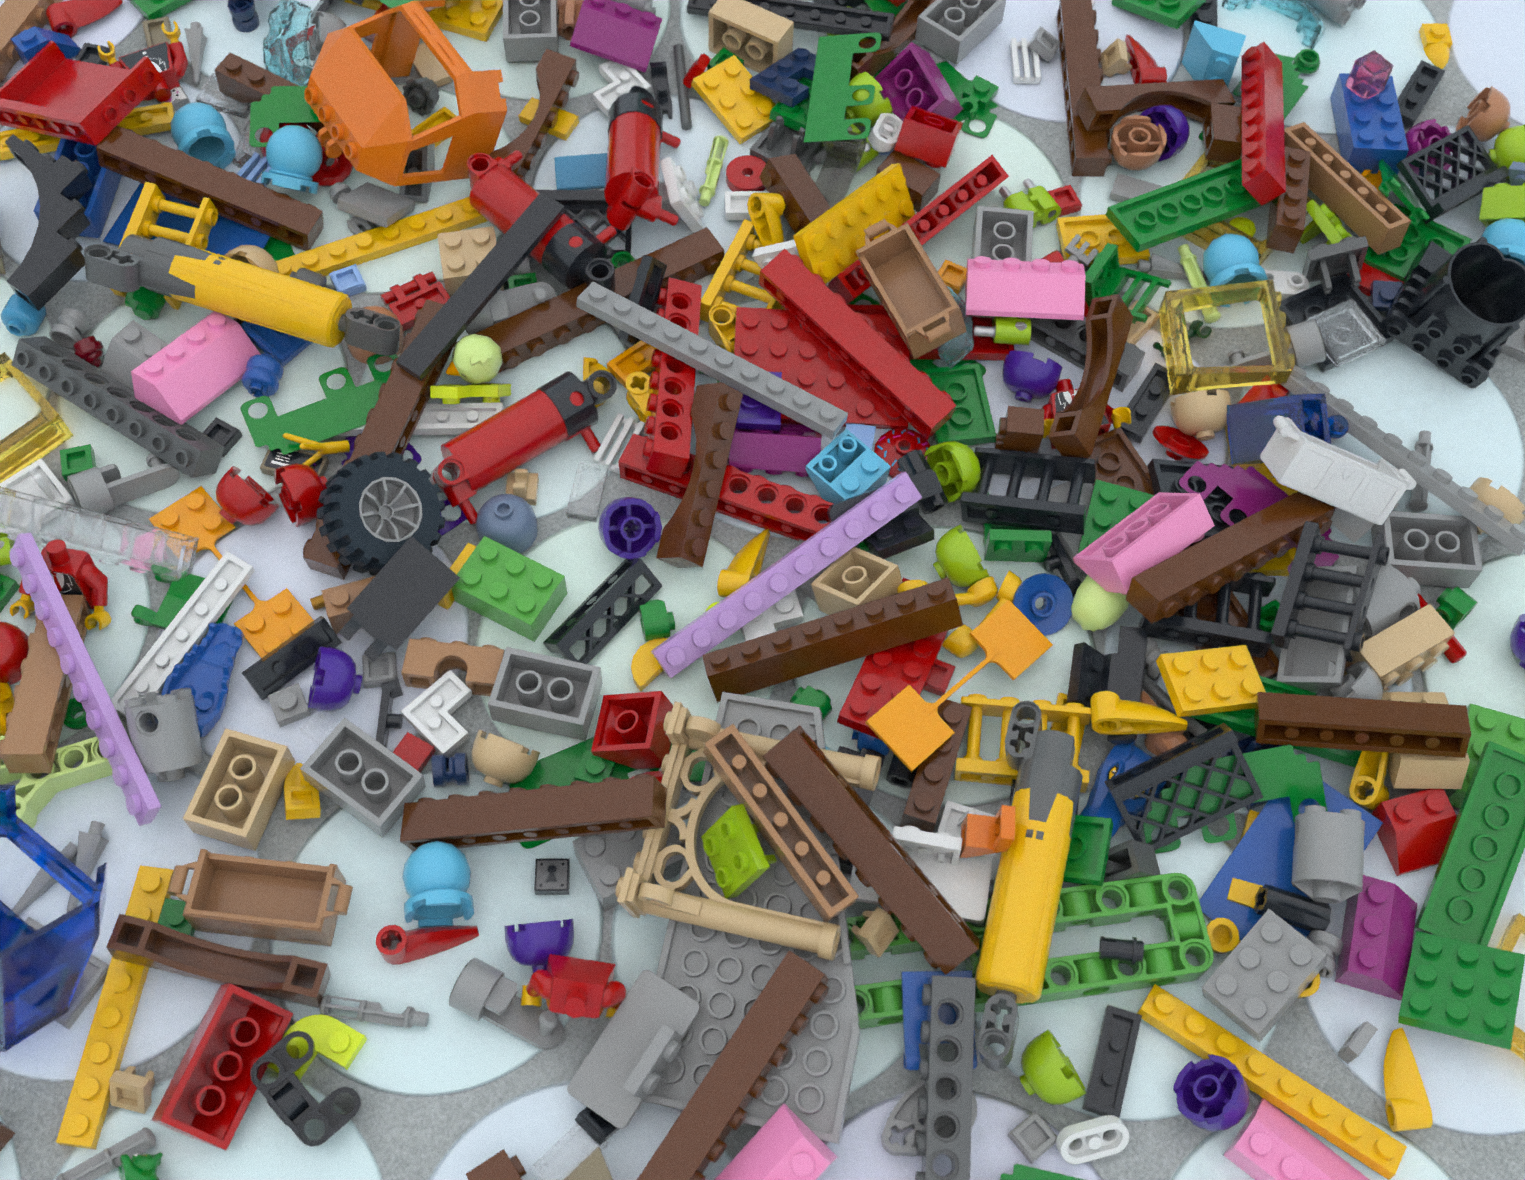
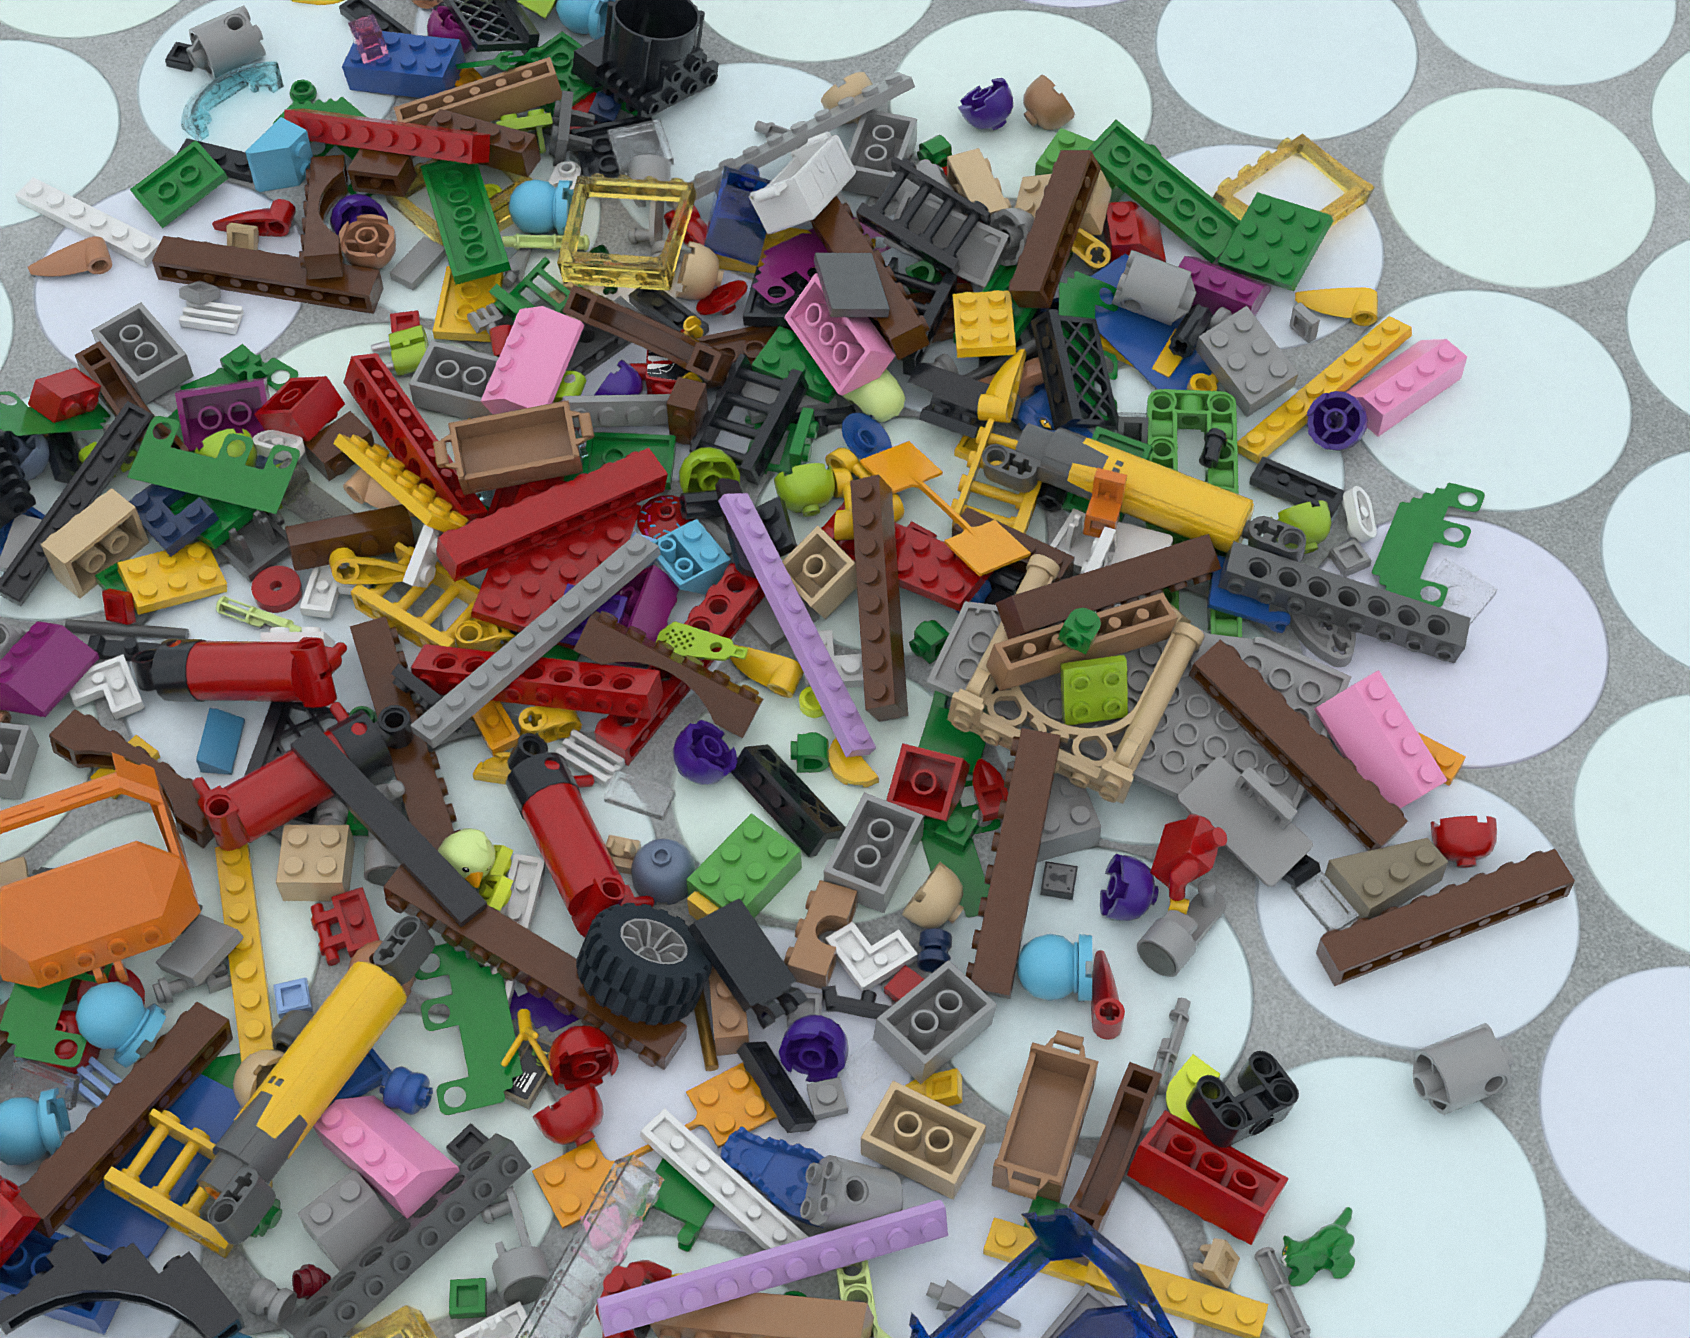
camera: 75 degrees left, 5 degrees down
(741, 496) = (699, 643): none -> lime piece
(768, 807) = (1080, 629): none -> green plate
(995, 365) = (621, 409): none -> light grey plate
(1193, 528) = (851, 285): none -> dark grey tile

